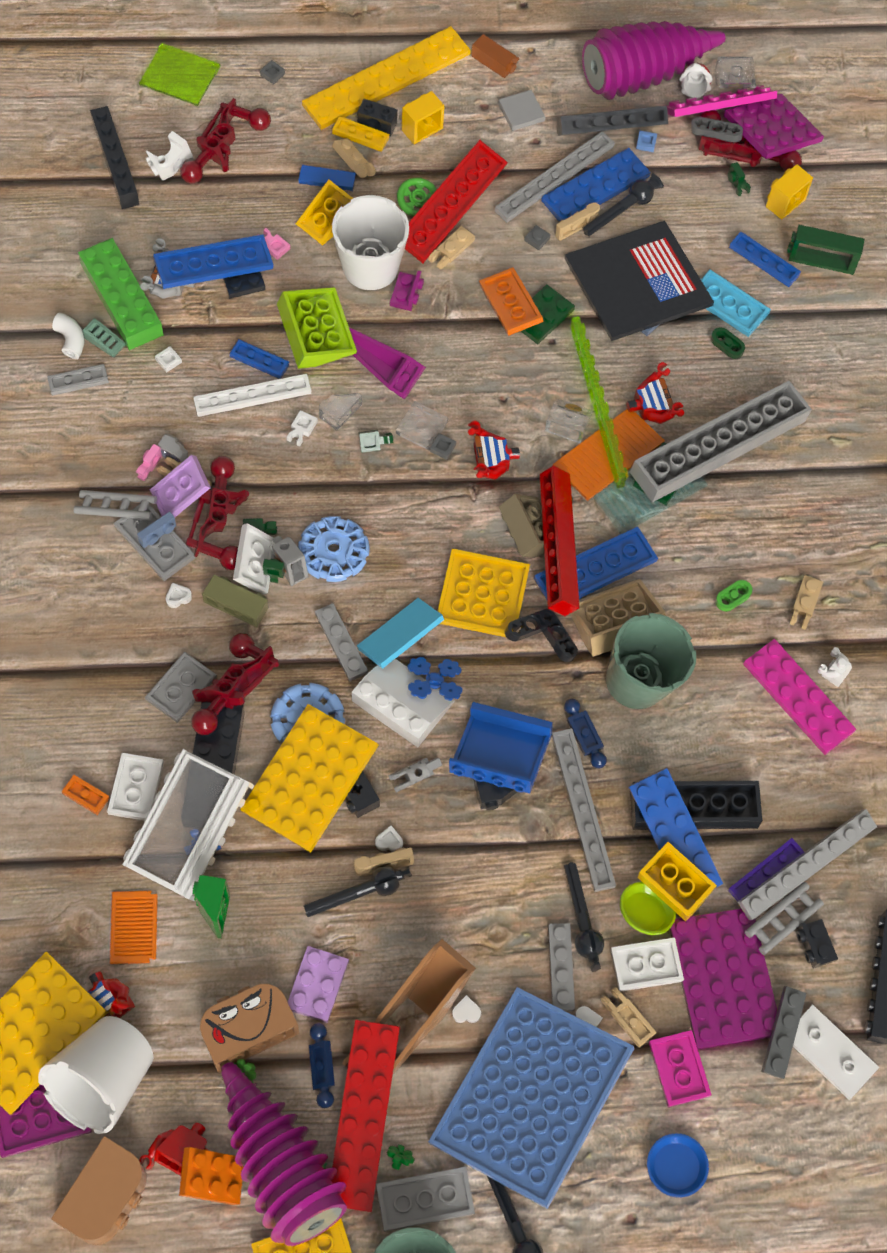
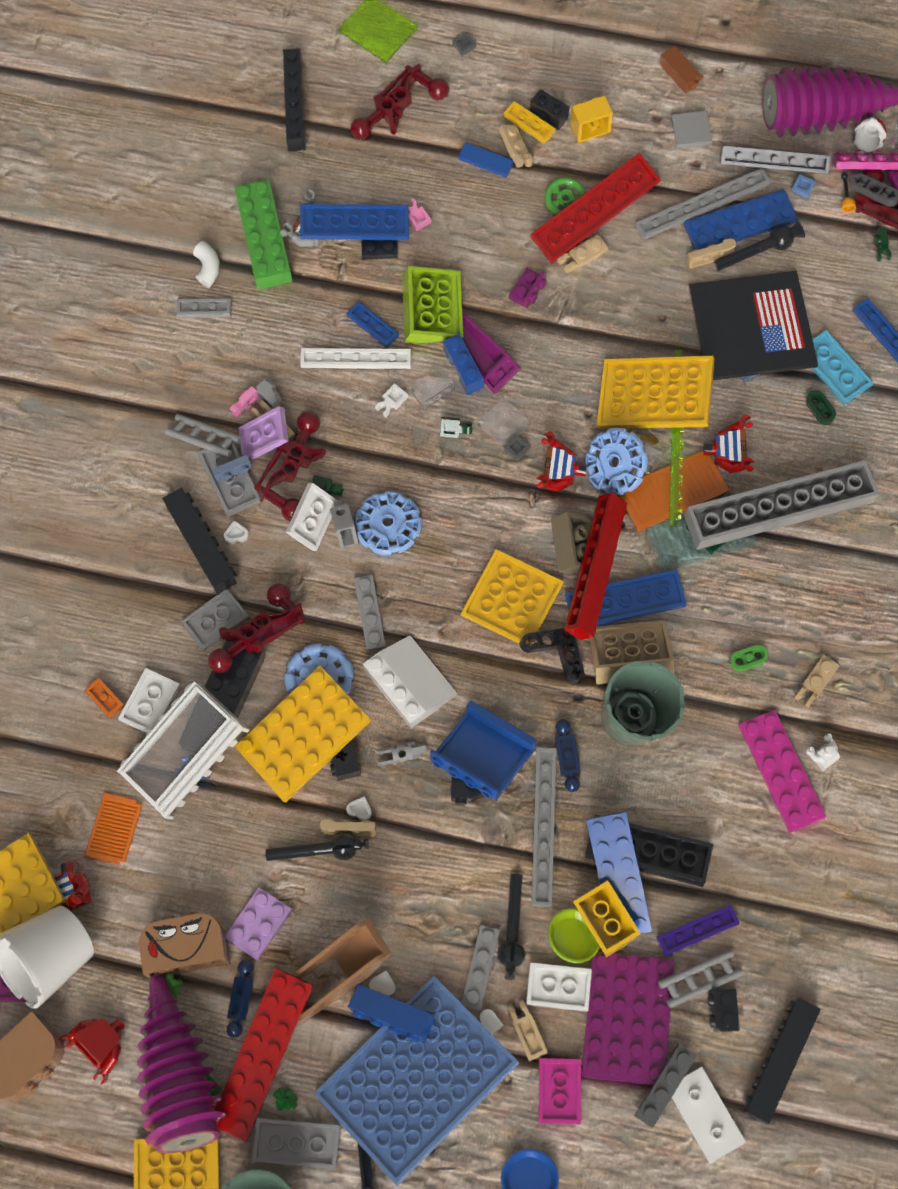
camera: 25 degrees right, 5 degrees up
(92, 332) = (229, 264): sand green slope -> none
(143, 610) = (199, 540): none -> black brick
(168, 359) = (290, 306): white tile -> none
(173, 159) = (346, 114): white tile -> none
(210, 1176) = (113, 1071): orange plate -> none
(213, 901) = (184, 827): green slope -> none
(235, 600) = (285, 550): olive brick -> none
(274, 569) = (326, 529): dark green plate -> none
(319, 215) = (476, 195): yellow slope -> none
(356, 367) = (462, 360): none -> blue arch
(370, 240) = (501, 233): white cone -> none
(386, 77) = (571, 69): yellow plate -> none
(400, 632) = (425, 618): medium azure tile -> none
(434, 680) = (443, 670): blue plant -> none
(486, 1035) = (391, 1013): none -> blue brick
(511, 301) = (621, 320): orange plate -> none
(537, 237) = (668, 261): dark grey plate -> none
(553, 309) = (650, 337): dark green plate -> none
(558, 431) = (626, 464): none -> light blue plate
(566, 361) = (656, 392): none -> yellow plate
(694, 149) = (848, 204): none -> light orange hinge
(807, 864) = (737, 934): light grey plate -> none

